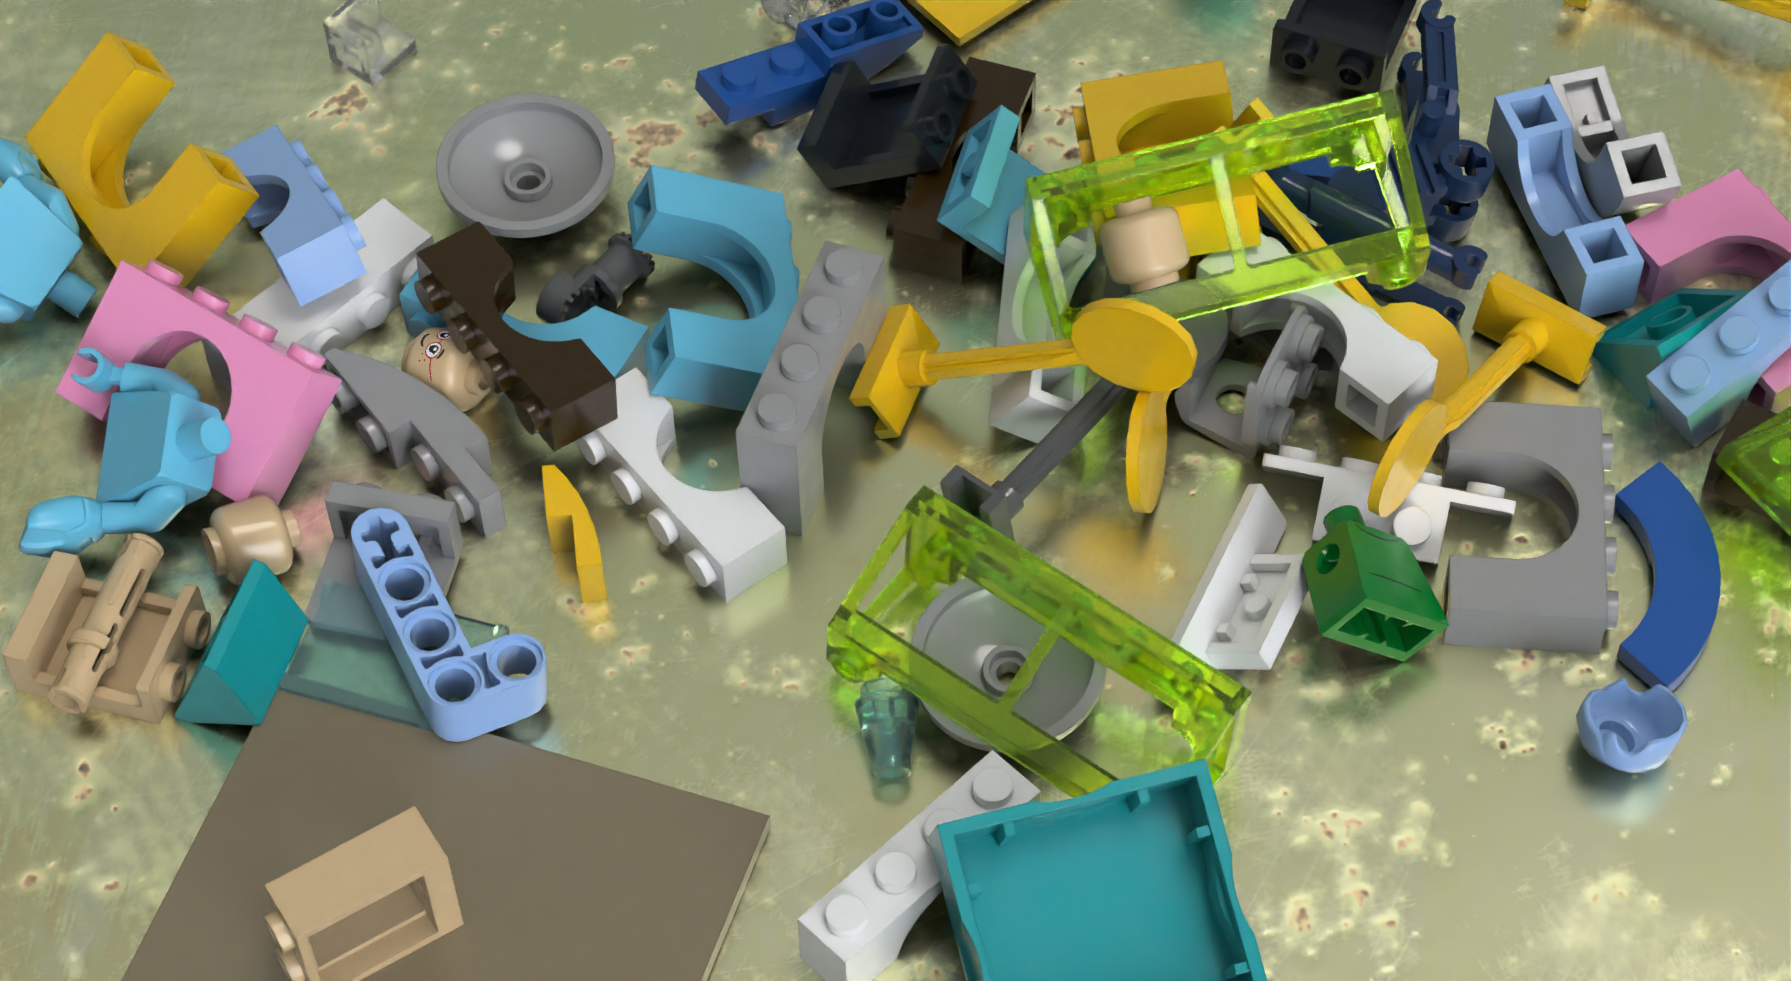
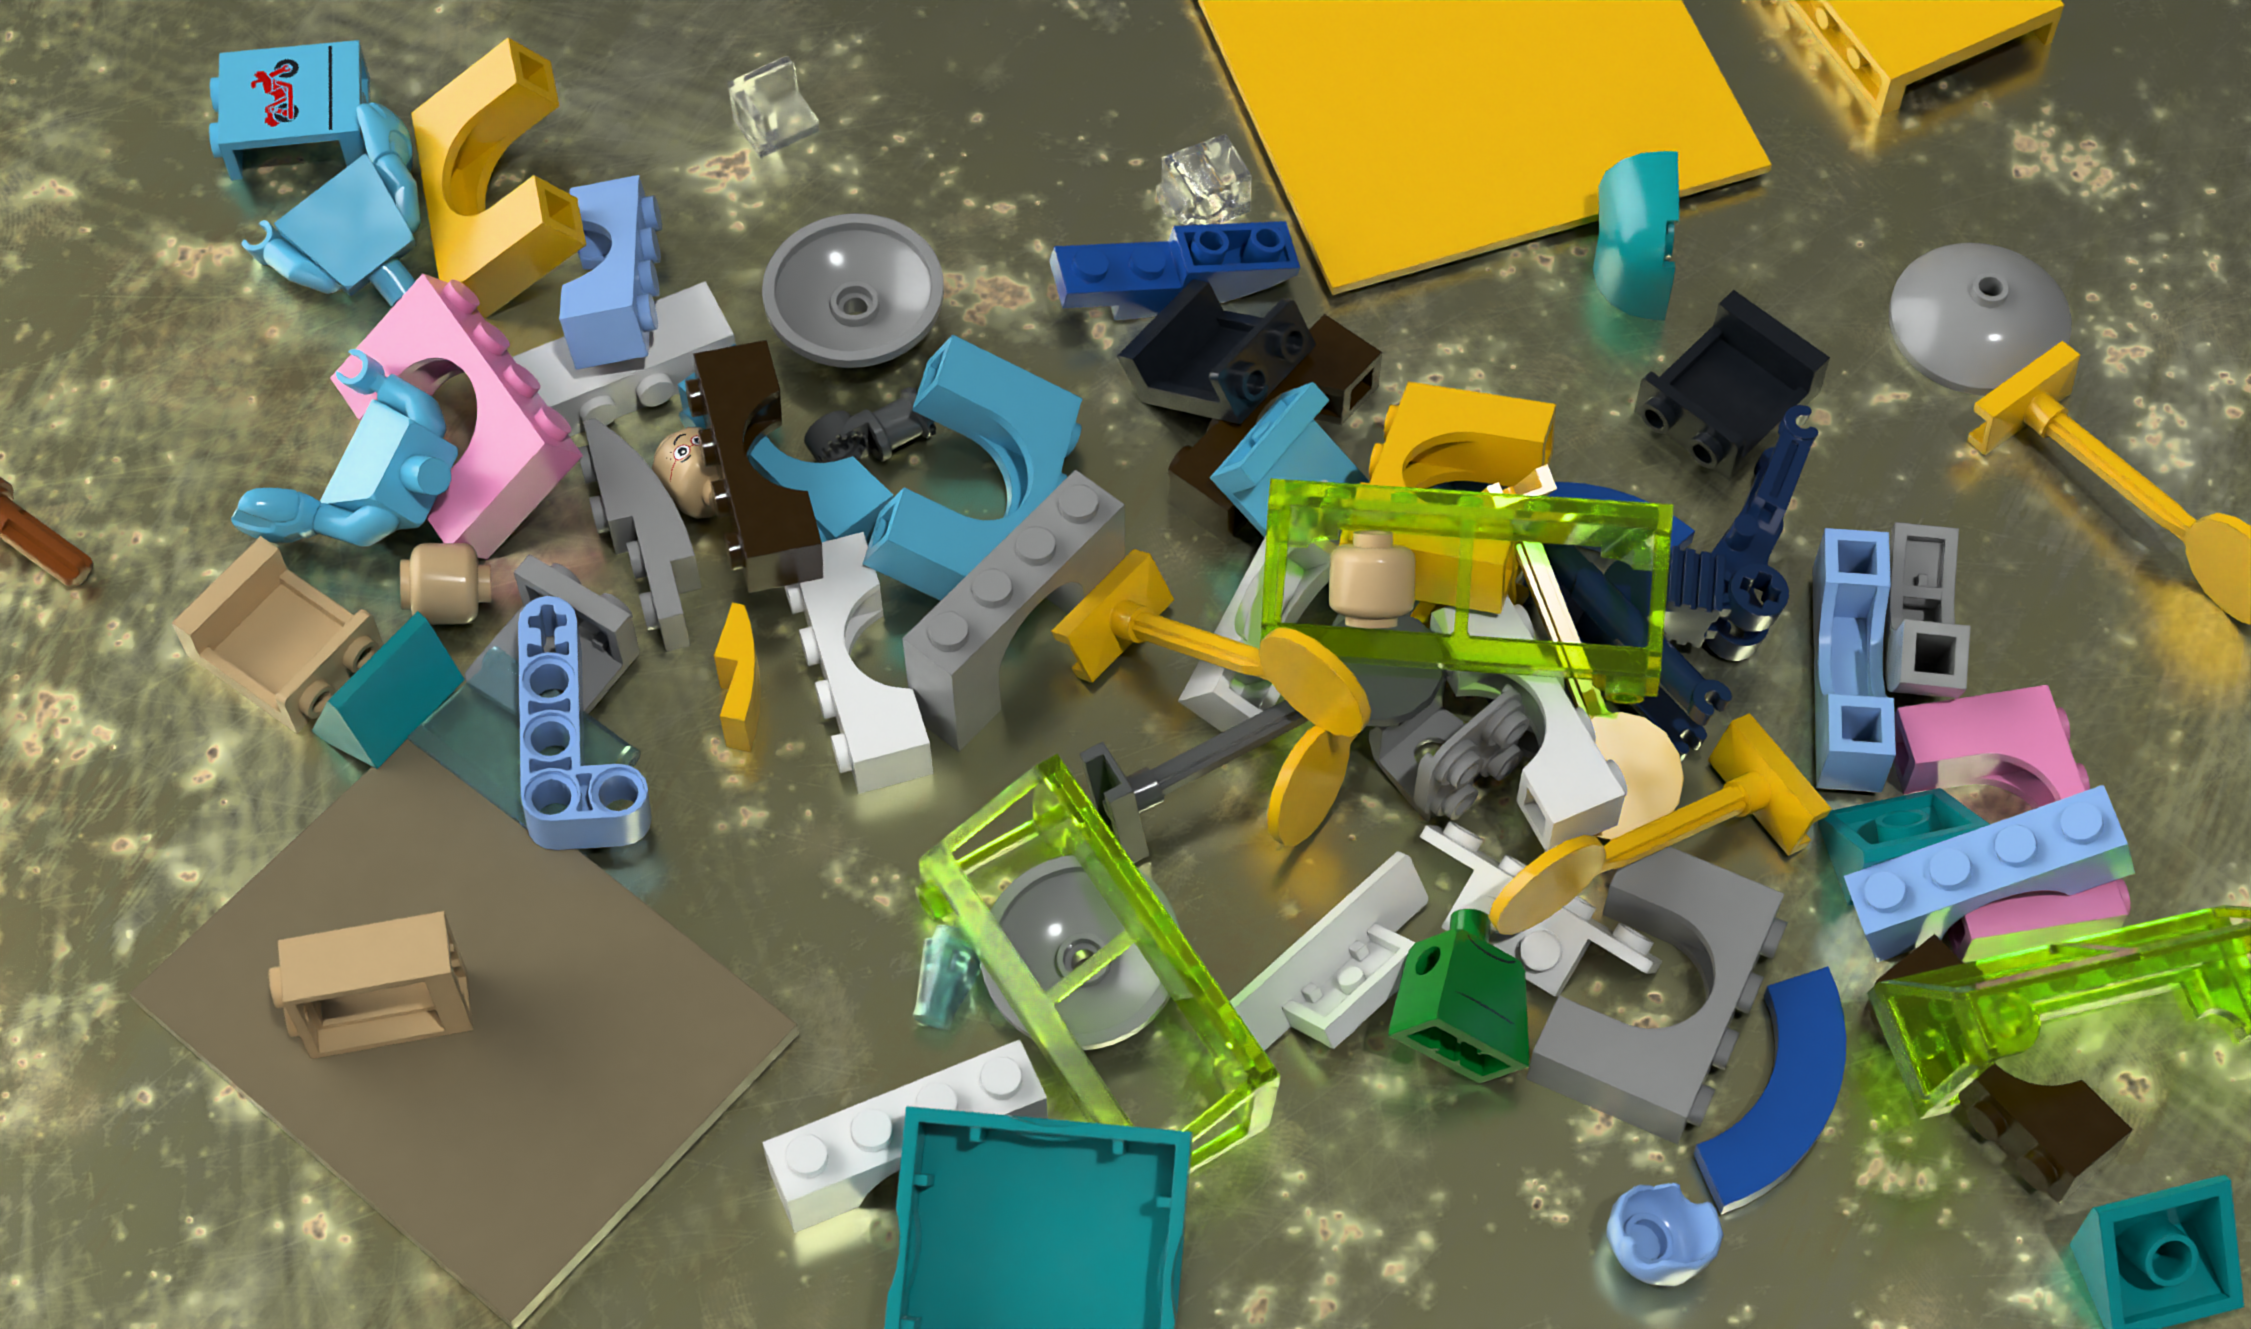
camera: 20 degrees right, 5 degrees up
(96, 642) = (263, 638): tan pin -> none

